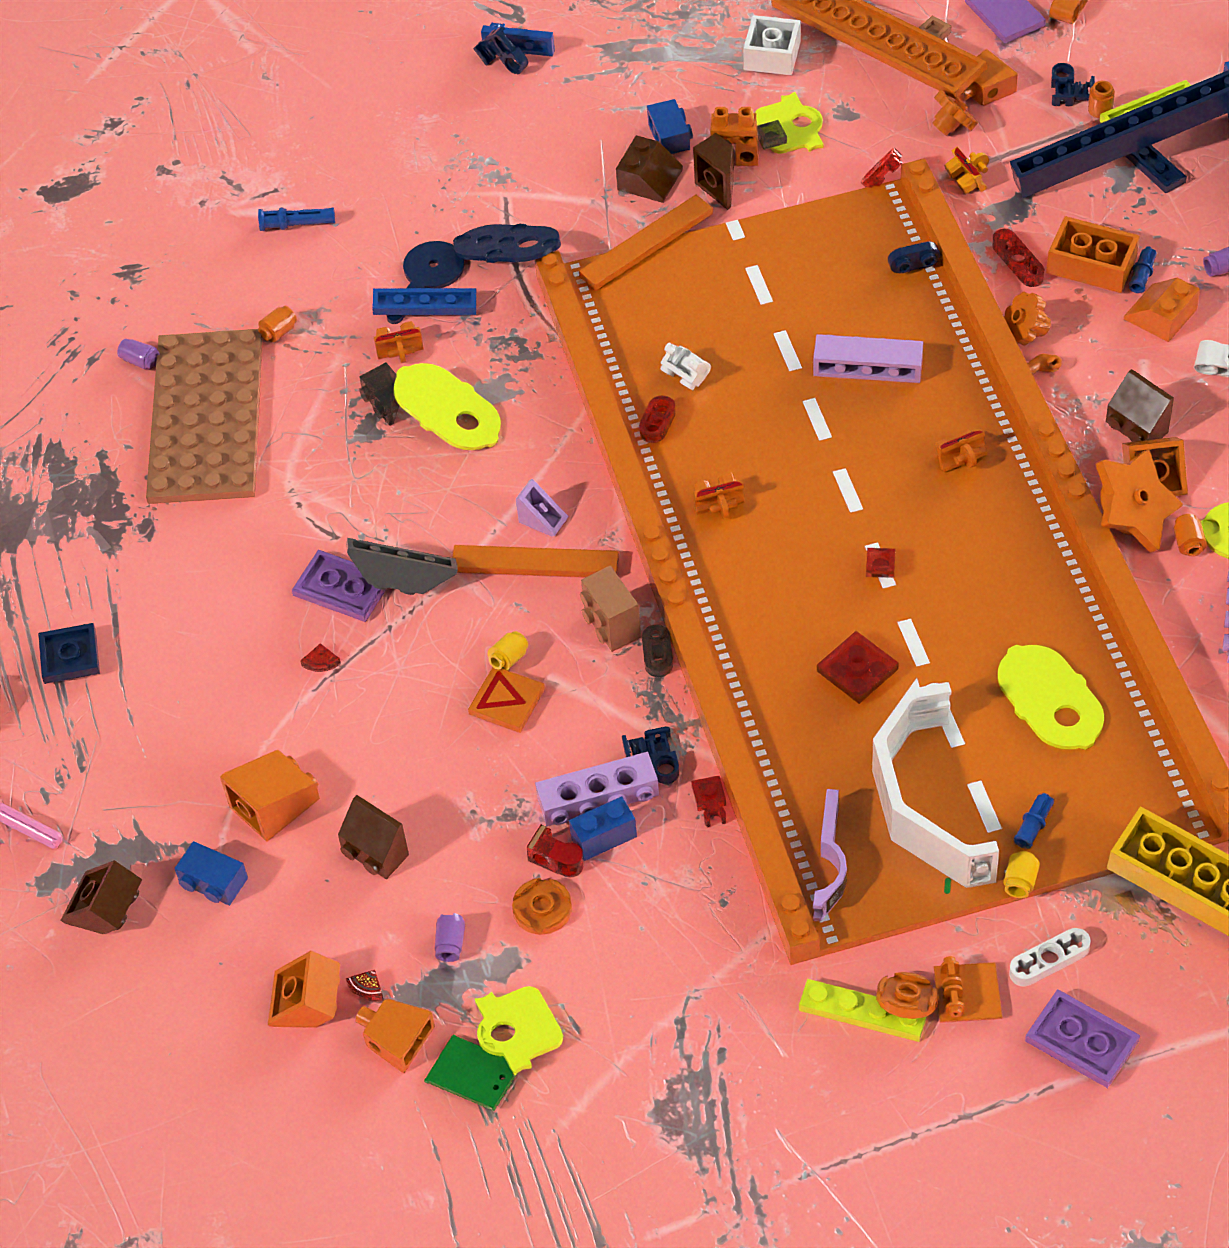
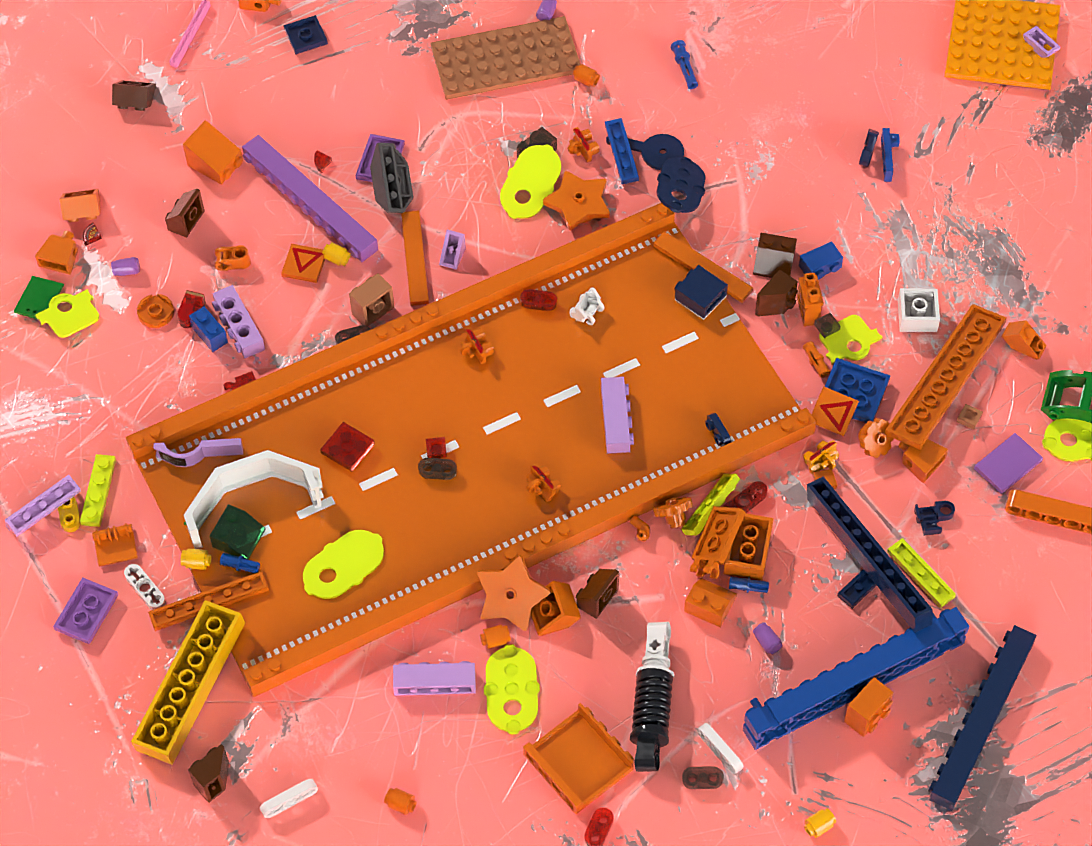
camera: 75 degrees right, 5 degrees up
(211, 873) = (156, 140): blue brick -> none
(389, 676) = (310, 198): none -> medium lavender brick
(474, 791) = (231, 258): none -> orange piece
(495, 358) = (578, 200): none -> orange plate
(658, 751) = (275, 350): dark blue piece -> none
(692, 244) = (700, 291): none -> dark blue piece
(817, 156) = (816, 359): none -> orange pin
(873, 126) = (860, 384): none -> blue plate
(888, 1083) = (42, 505): none -> lavender fence
(889, 162) = (804, 399): clear red plate -> none
(898, 1056) = (67, 512): none -> yellow plate
(907, 139) = (834, 411): none -> orange tile
(907, 995) = (105, 509): orange tile -> none
(913, 566) = (437, 468): none -> clear smoke plate
(981, 818) = (236, 532): none -> clear green slope
(999, 177) = (829, 476): none -> orange tile
(1013, 282) = (716, 497): none -> neon yellow plate
(1082, 278) = (716, 540): none -> orange tile
(1091, 870) = (221, 595): none -> orange tile
(1101, 98) = (915, 535): orange brick -> none

